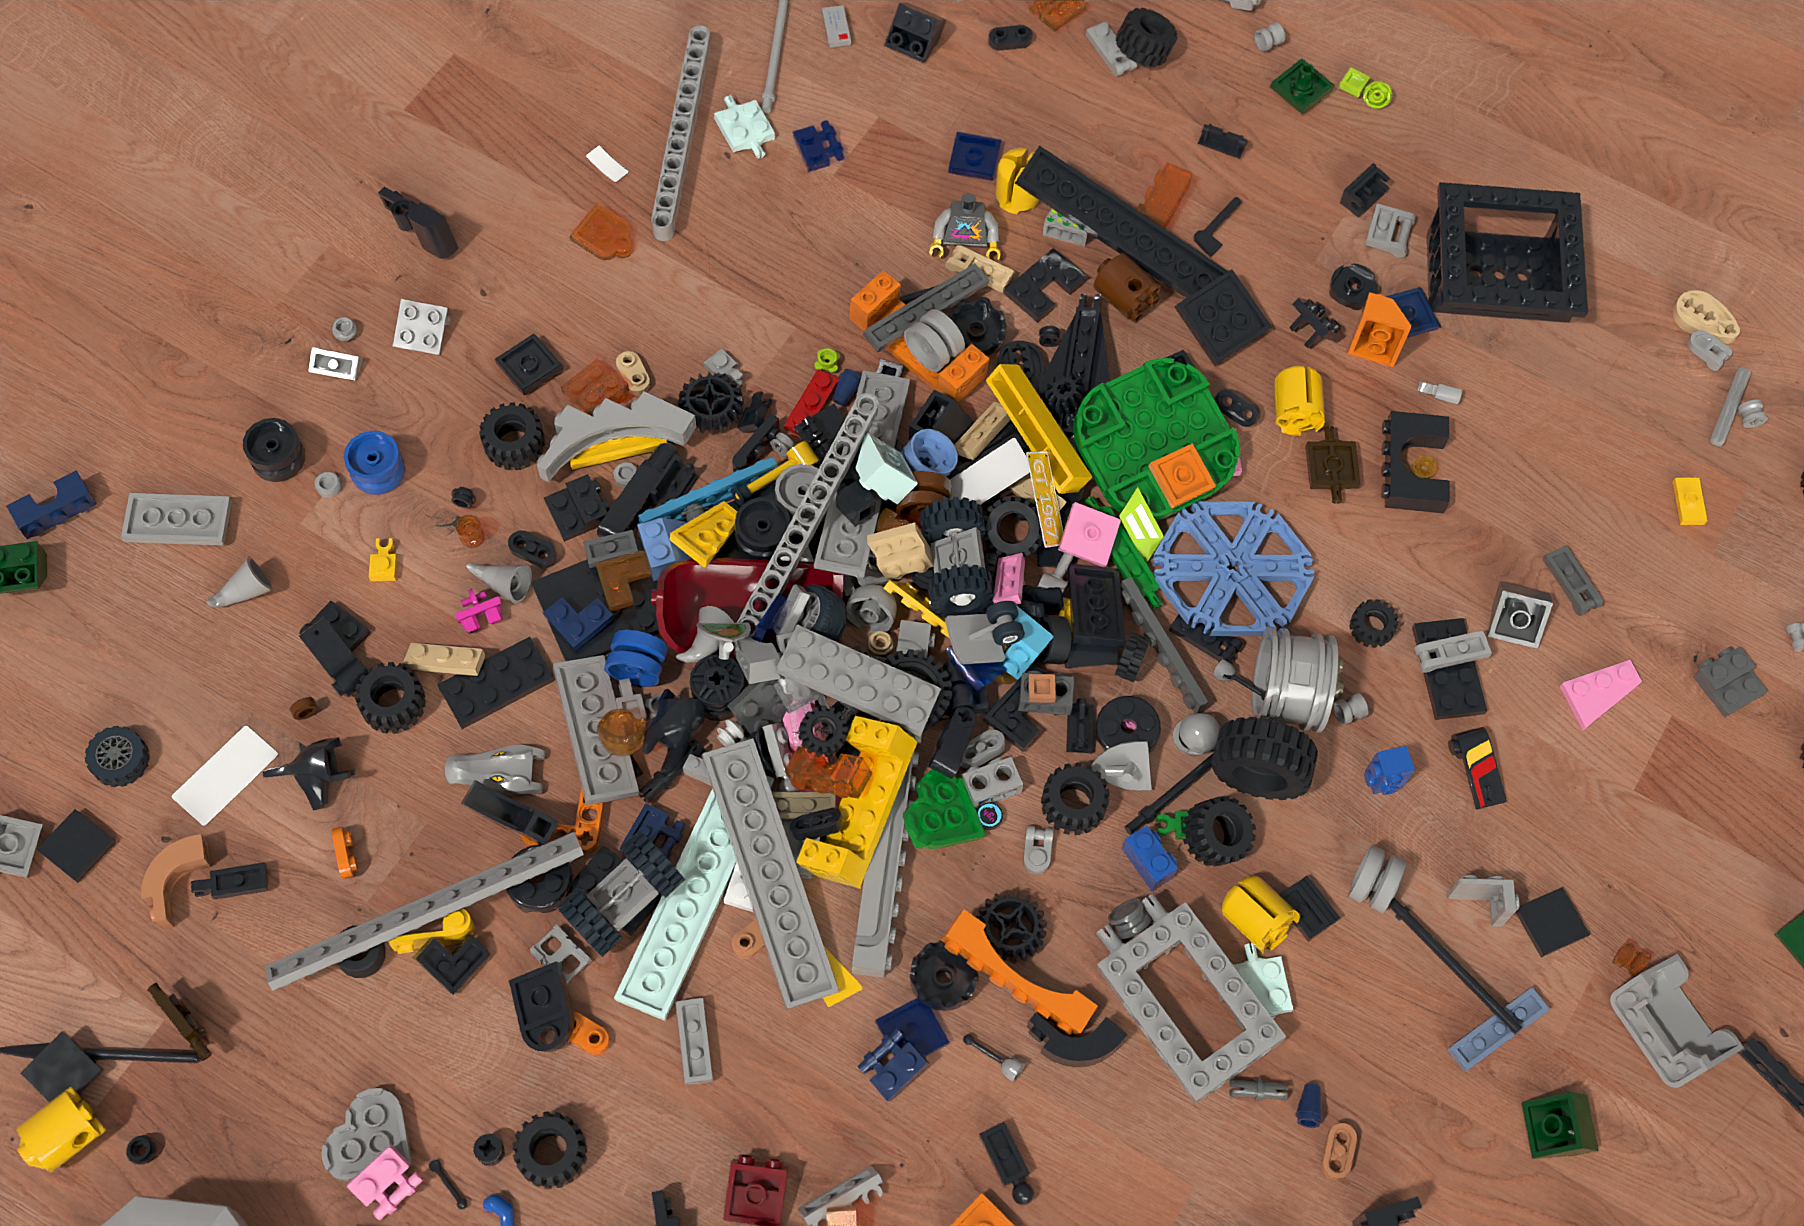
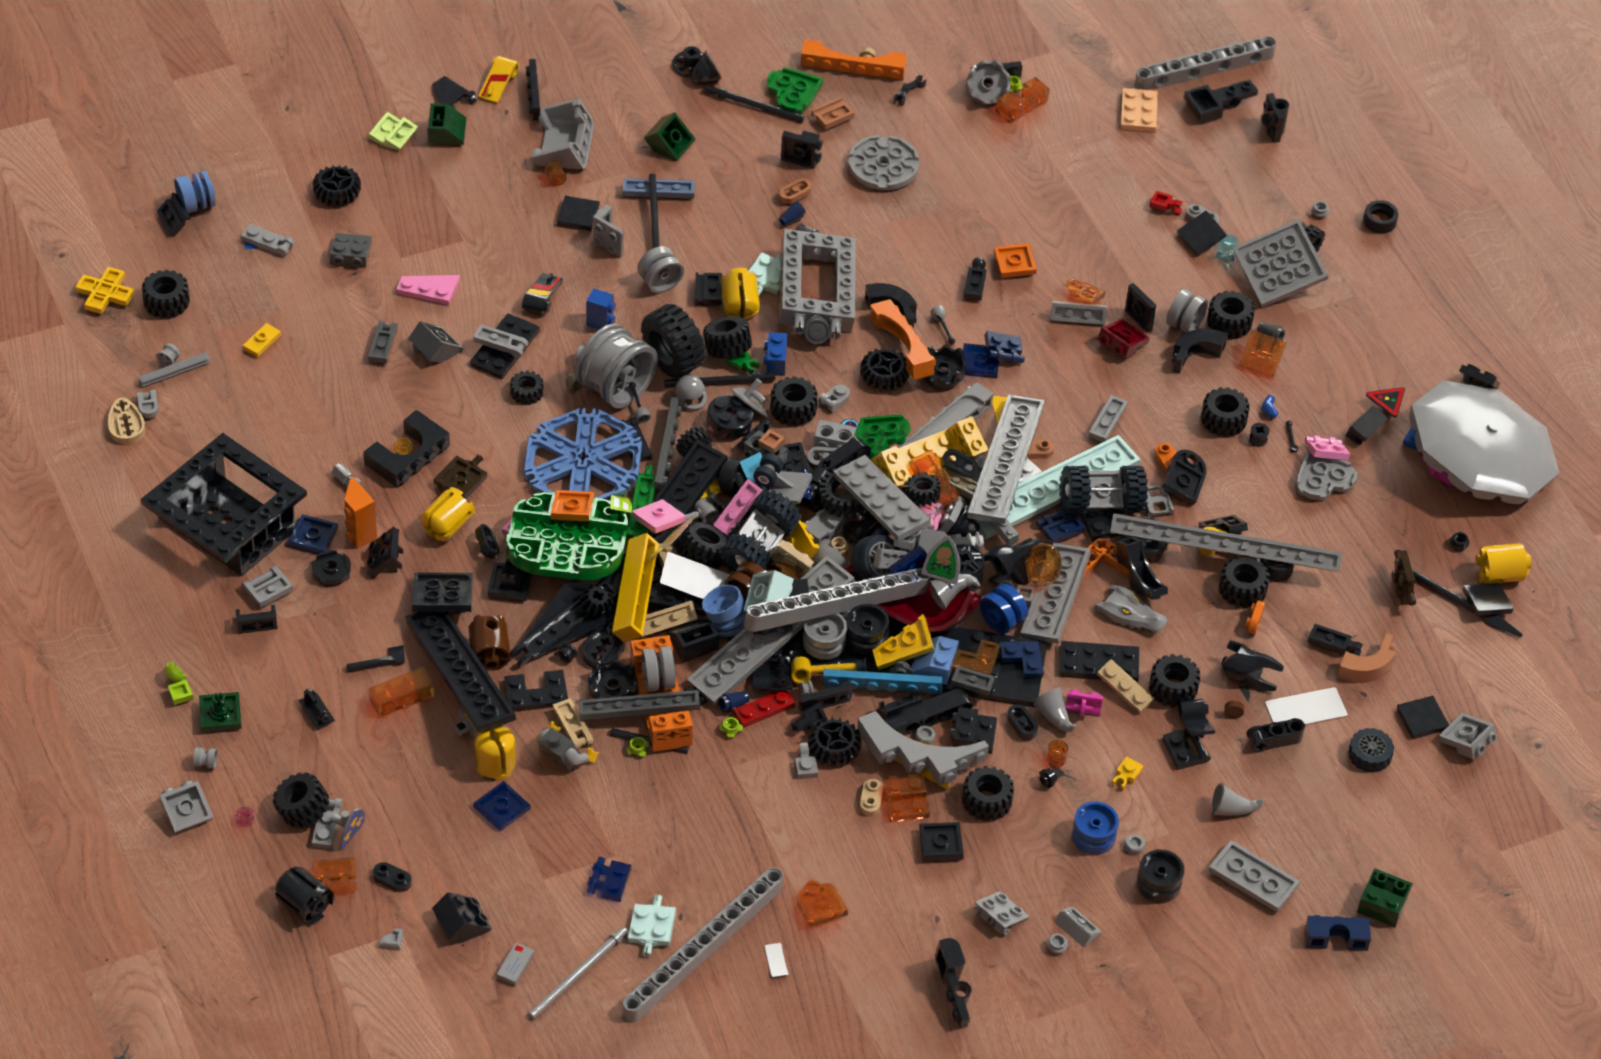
camera: 145 degrees left, 15 degrees down
(245, 692) = (1276, 734): none -> black piece
(370, 873) = (1244, 570): none -> black tyre
(903, 279) = (638, 742): none -> lime plate
(1090, 44) = (350, 824): none -> shield
(1184, 7) = (243, 821): none -> clear pink bush

